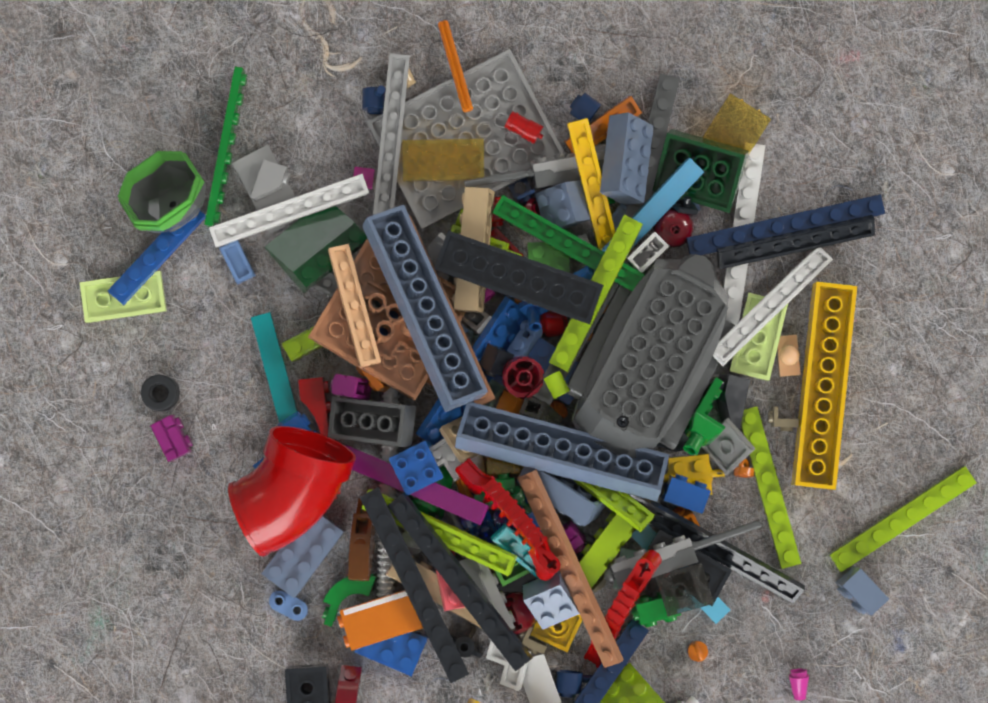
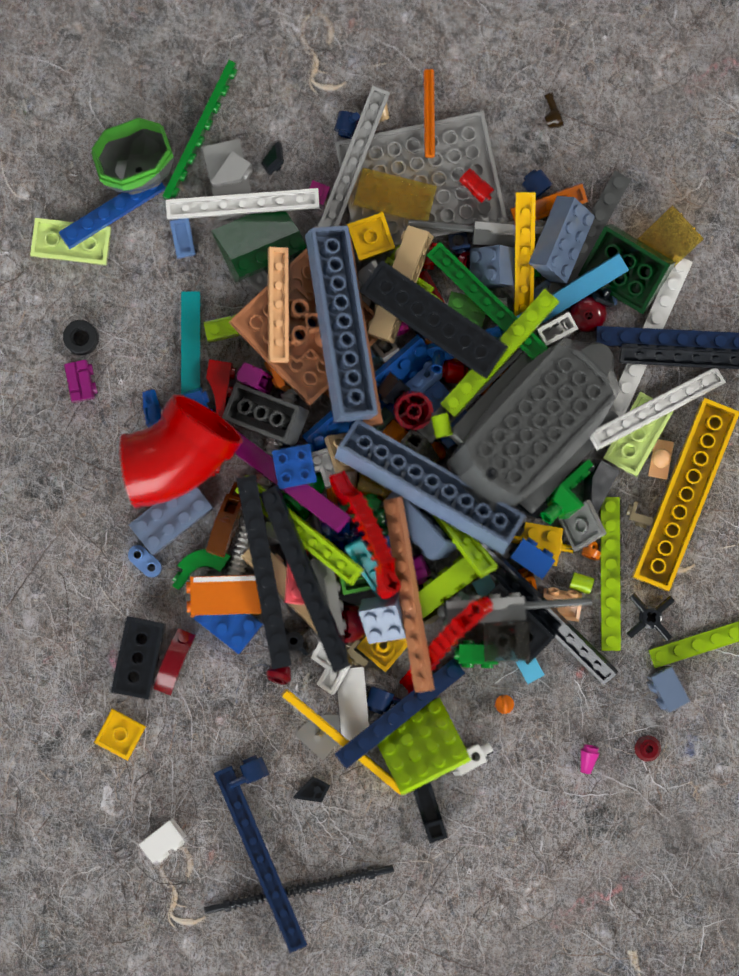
camera: 20 degrees right, 0 degrees up
(252, 444) = (151, 407): none -> blue hinge
(309, 155) = (274, 159): none -> black piece
(430, 208) = (371, 236): none -> yellow plate
(460, 686) = (279, 676): none -> dark red cone
(583, 36) = (553, 118): none -> dark brown bar
(719, 525) = (570, 613): none -> light nougat bracket
(742, 505) = (581, 583): none -> lime piece
(829, 518) = (657, 617): none -> black bar
(851, 653) = (642, 745): none -> dark red cone

